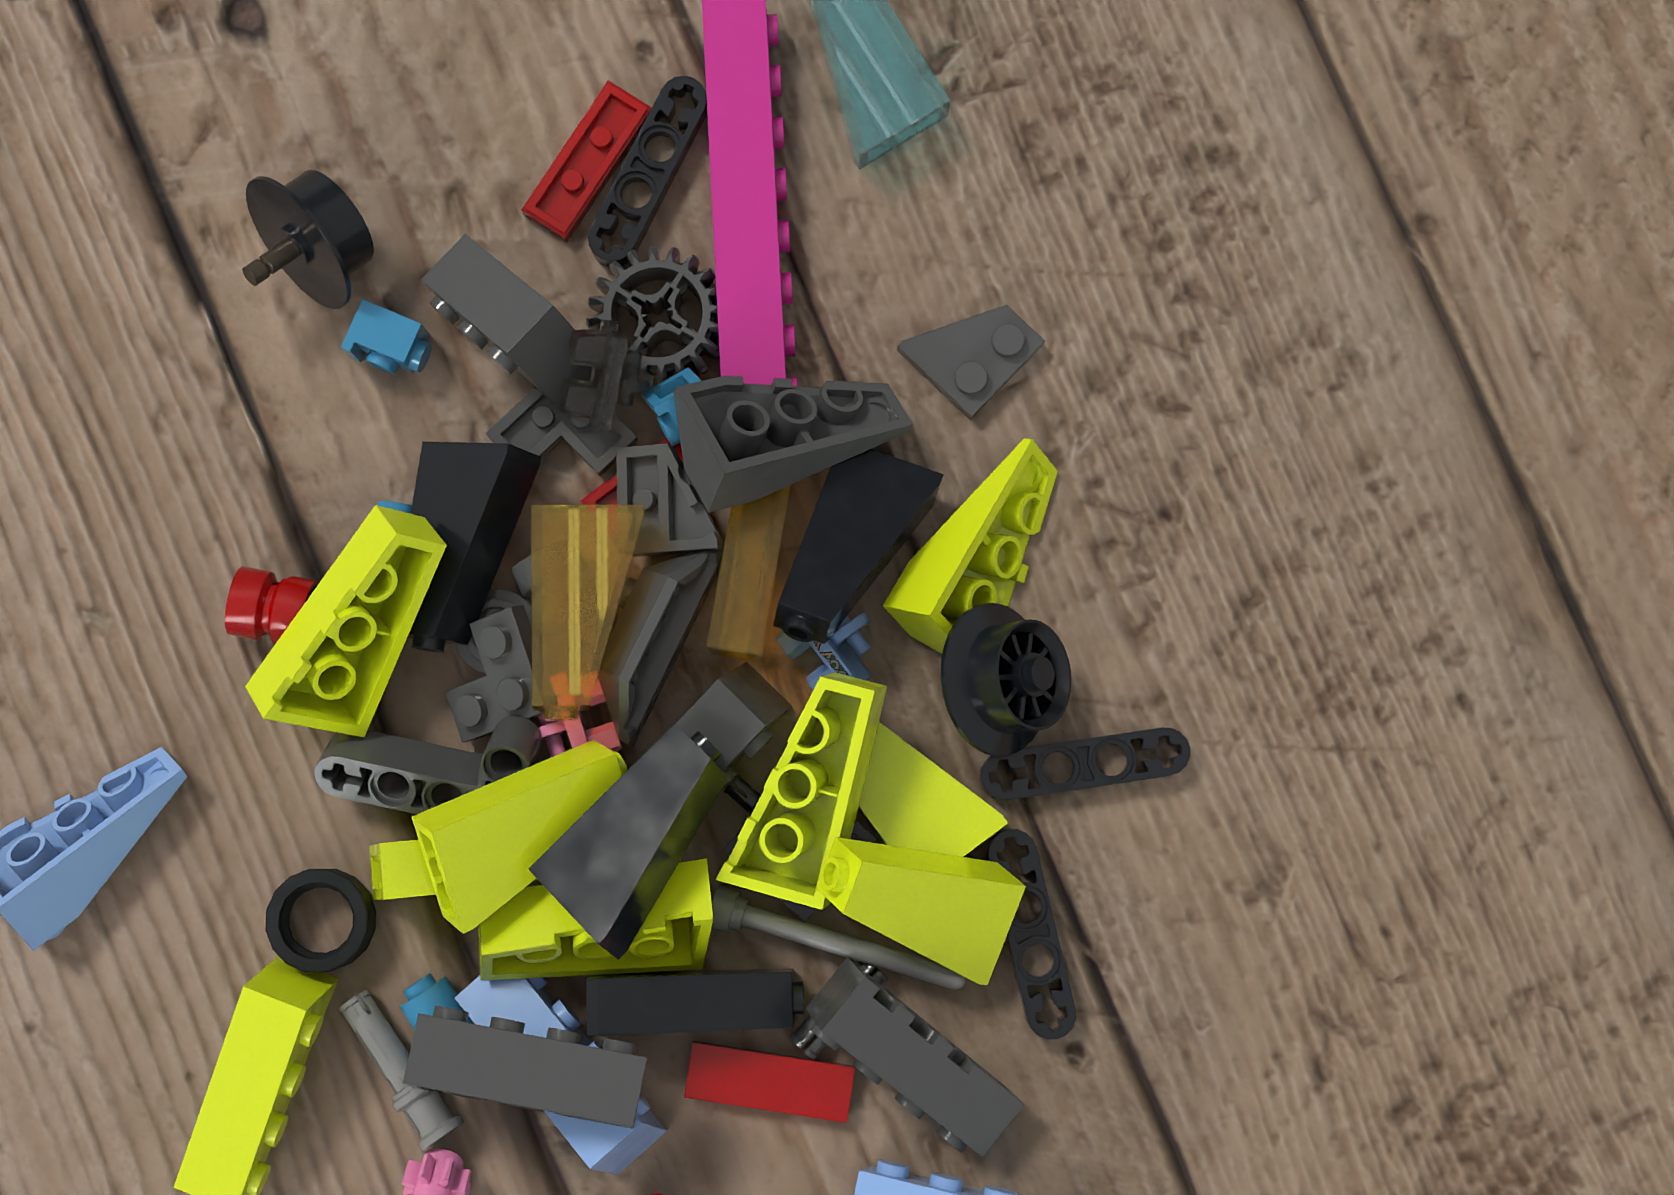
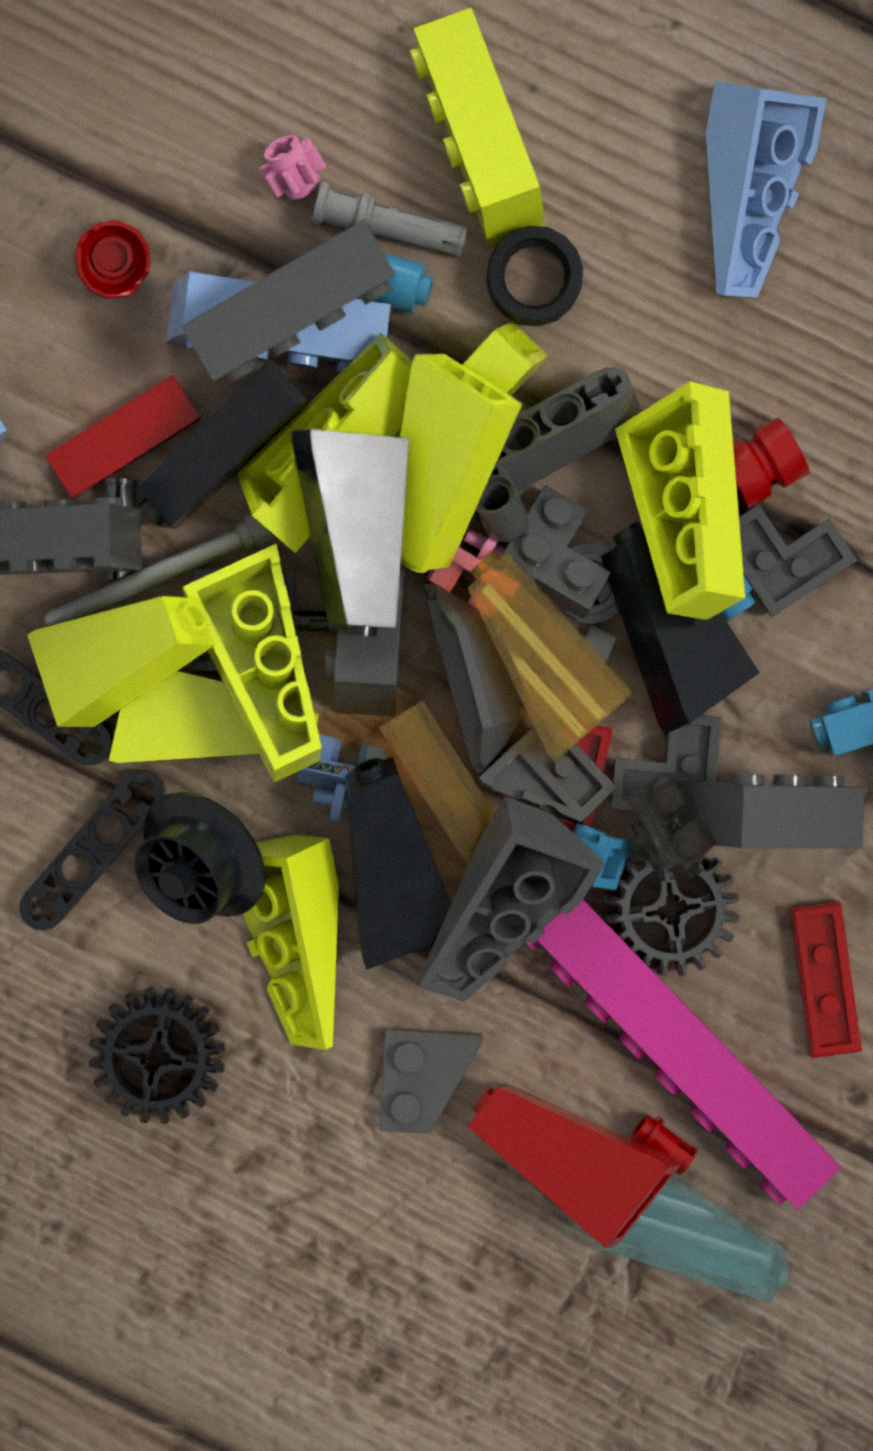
camera: 140 degrees right, 5 degrees up
(322, 500) = (789, 572): none -> dark grey plate
(641, 168) = (777, 1008): black beam -> none
(827, 139) = (658, 1137): none -> red pin
(908, 178) = (577, 1164): none -> red slope
(1208, 523) = (135, 1052): none -> black gear

